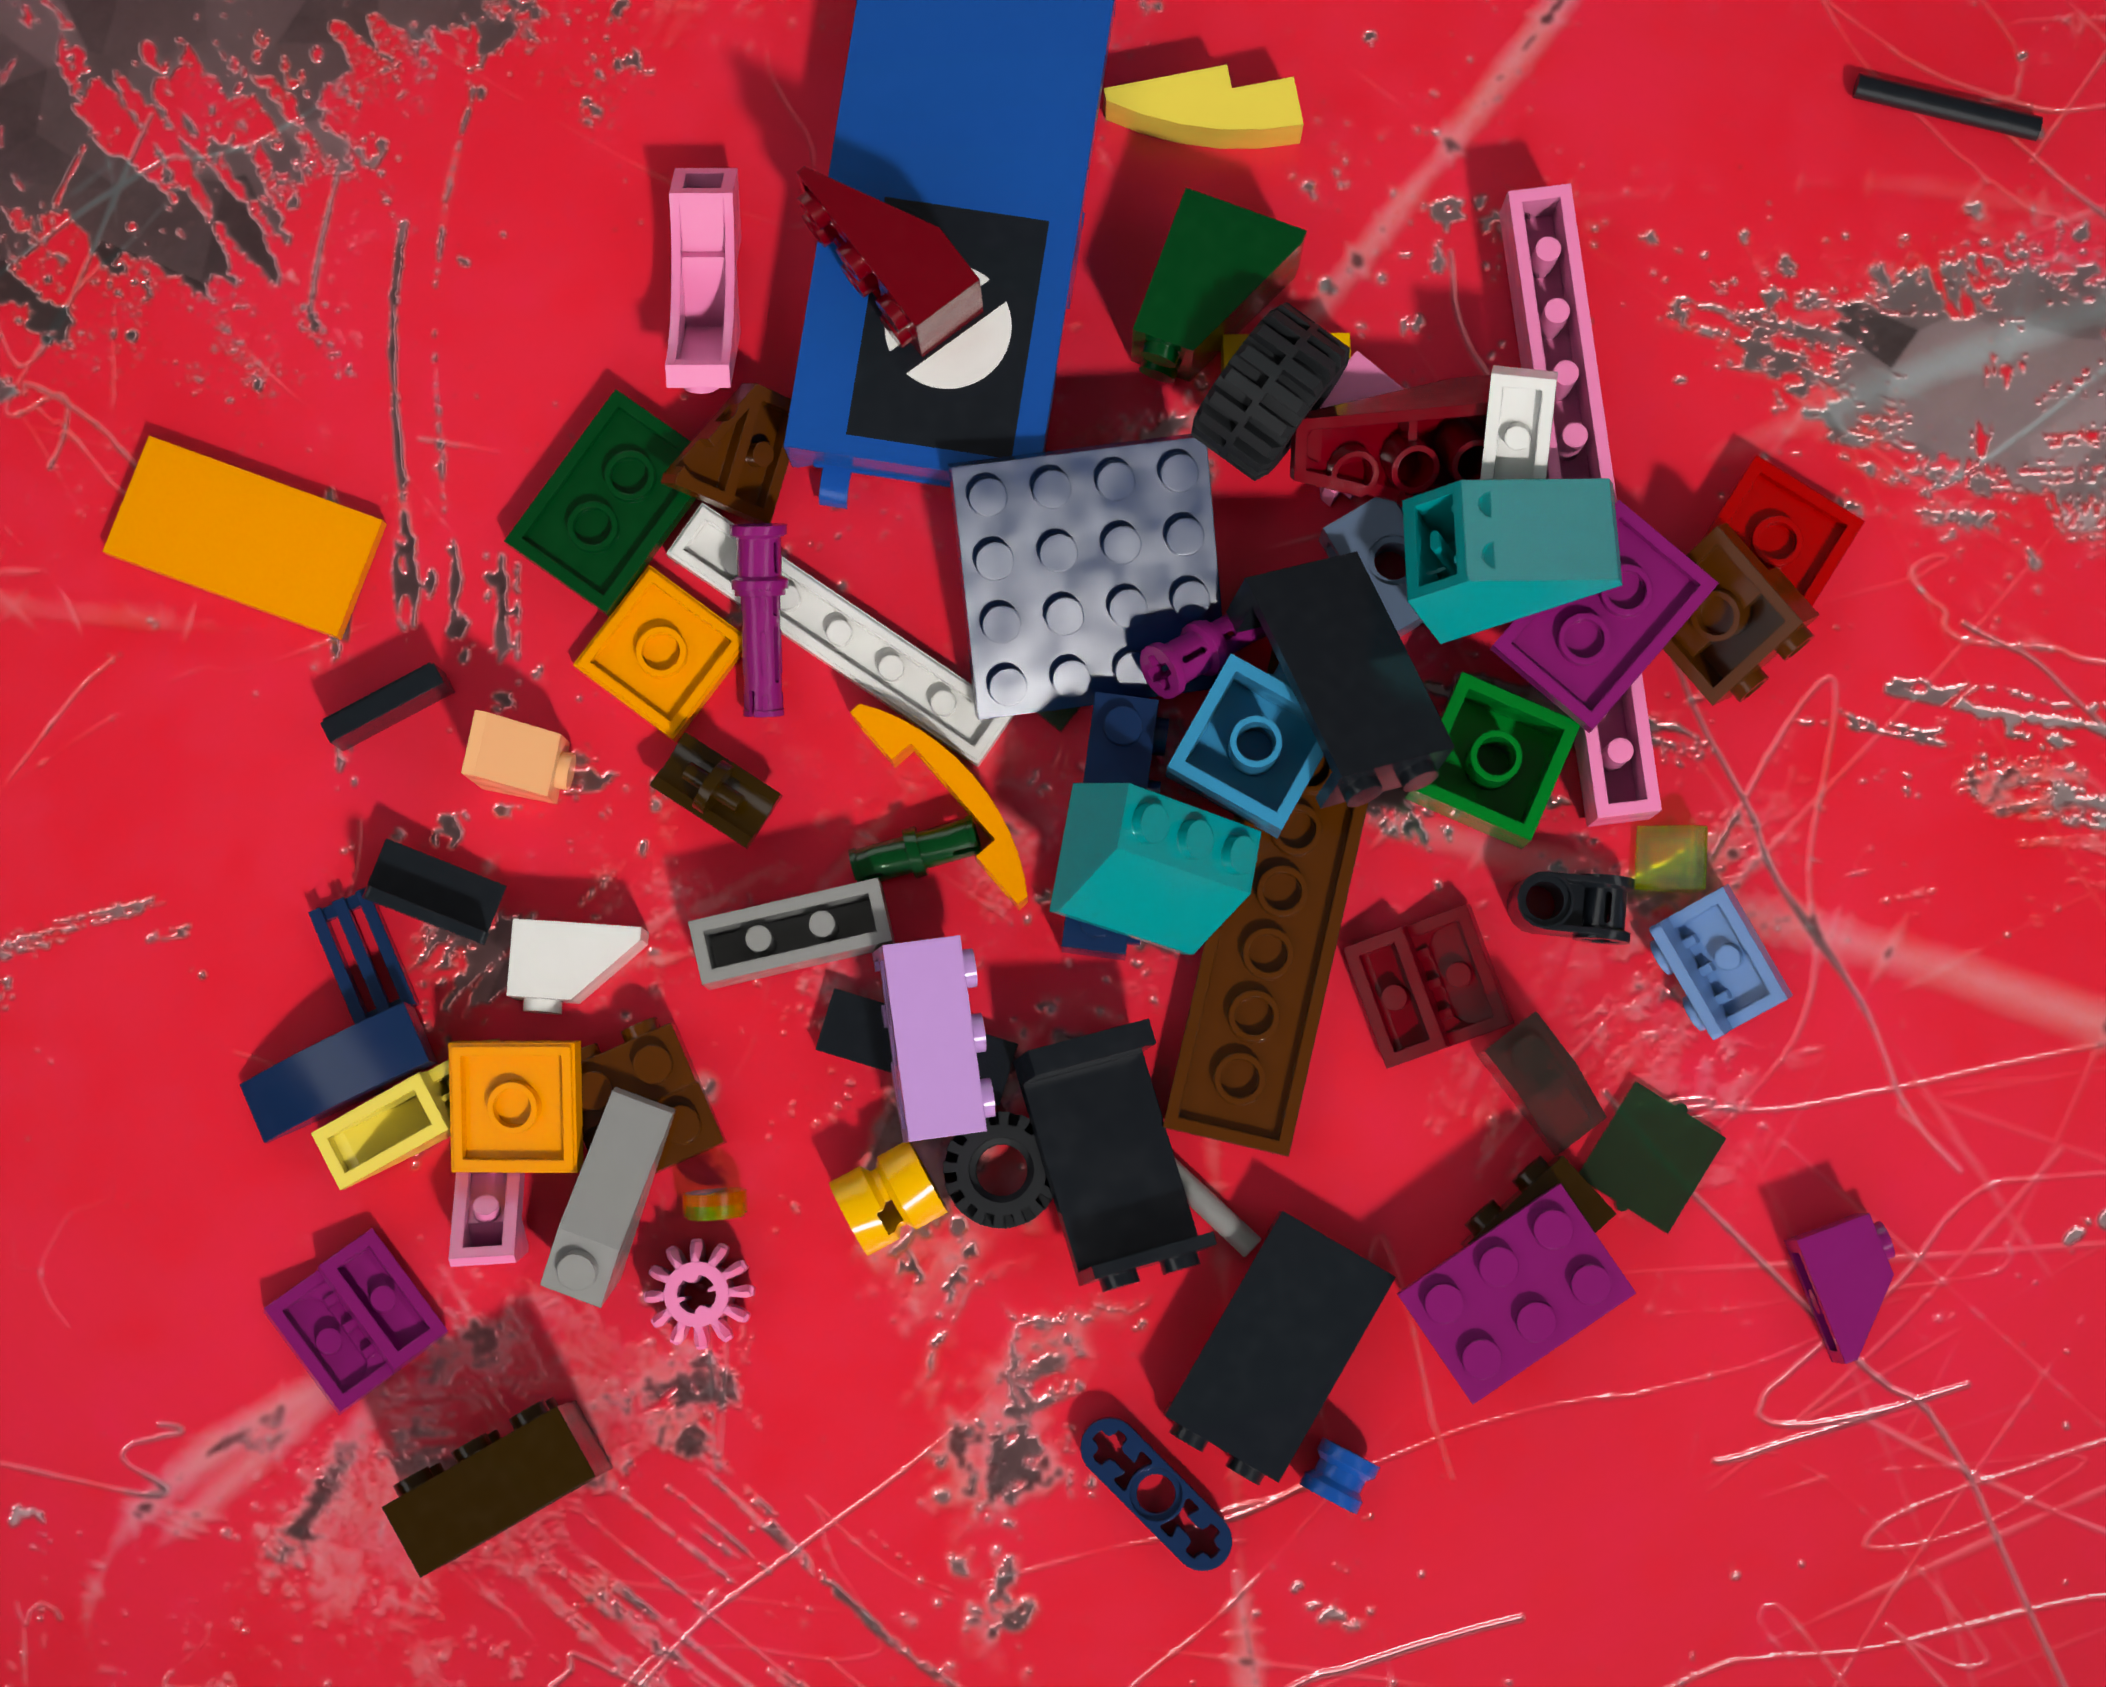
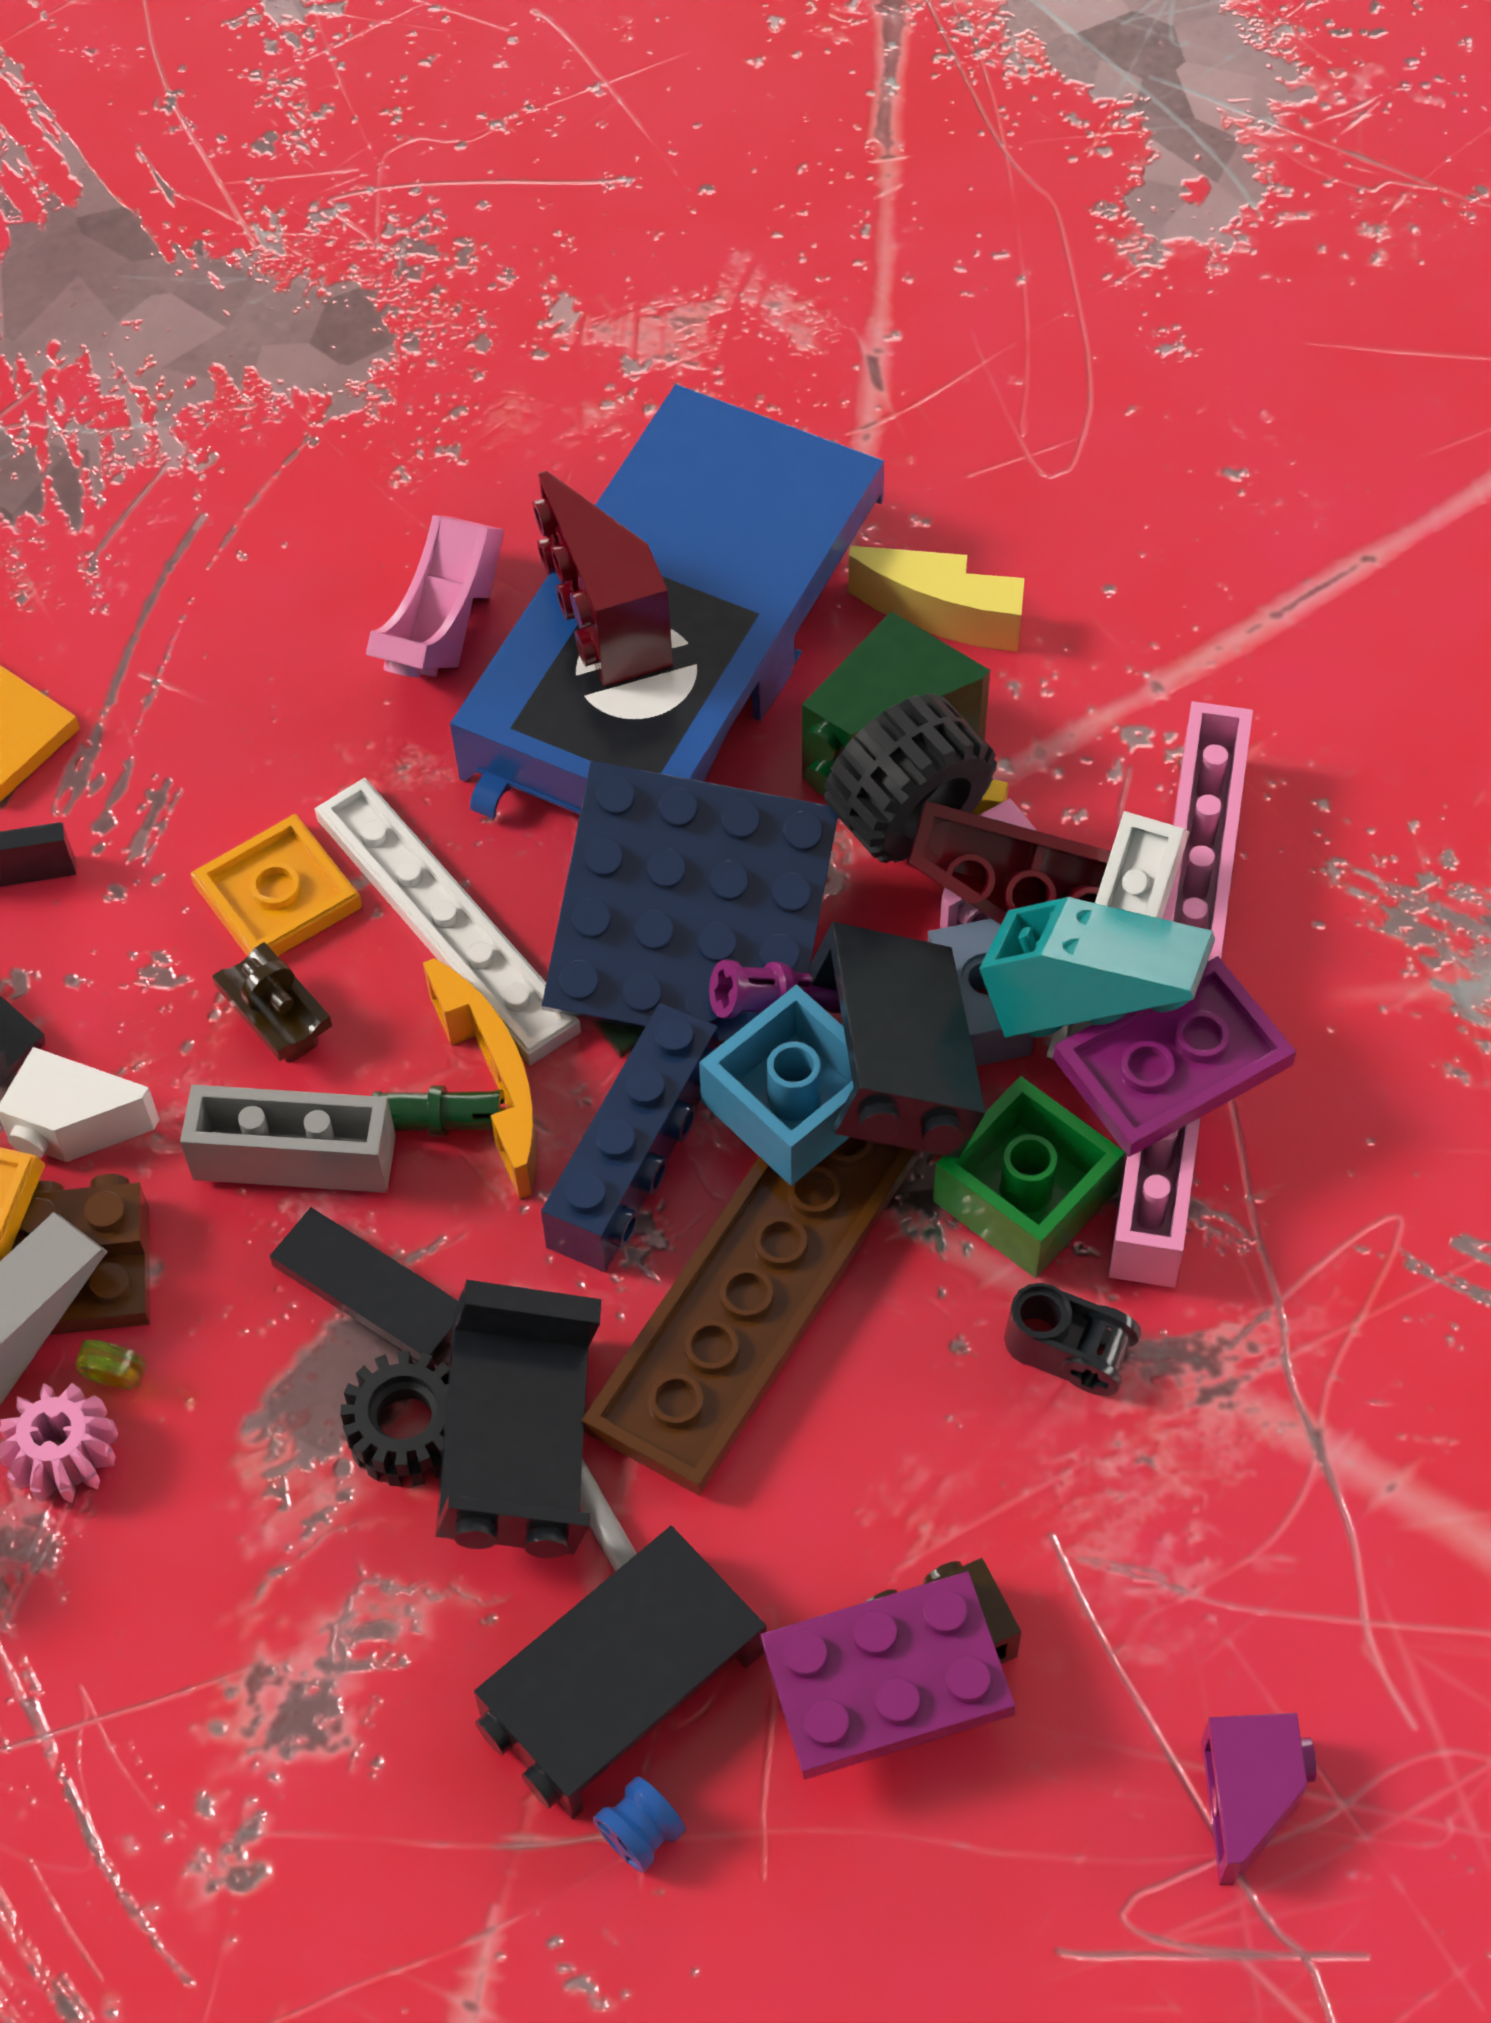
camera: 15 degrees right, 25 degrees down
(517, 758) = (98, 919): light nougat slope -> none
(606, 505) = (283, 756): dark green plate -> none
(738, 455) = (406, 745): reddish brown wing -> none
(760, 588) = (384, 846): magenta pin -> none
(888, 1197) = (304, 1400): yellow wheel -> none
(934, 1038) = (381, 1251): lavender wedge -> none
(1151, 866) = (654, 1152): teal slope -> none
(1201, 1516) = (478, 1825): dark blue beam -> none
(1428, 985) = (899, 1376): dark red slope -> none
(1543, 1082) = (986, 1491): clear smoke slope -> none
(1651, 1157) = (1082, 1611): clear green piece -> none
(1671, 858) = (1185, 1327): clear neon green slope -> none
(1718, 963) = (1205, 1433): medium blue bracket -> none
(1741, 621) = (1308, 1117): reddish brown plate -> none
(1789, 526) = (1372, 1075): red plate -> none

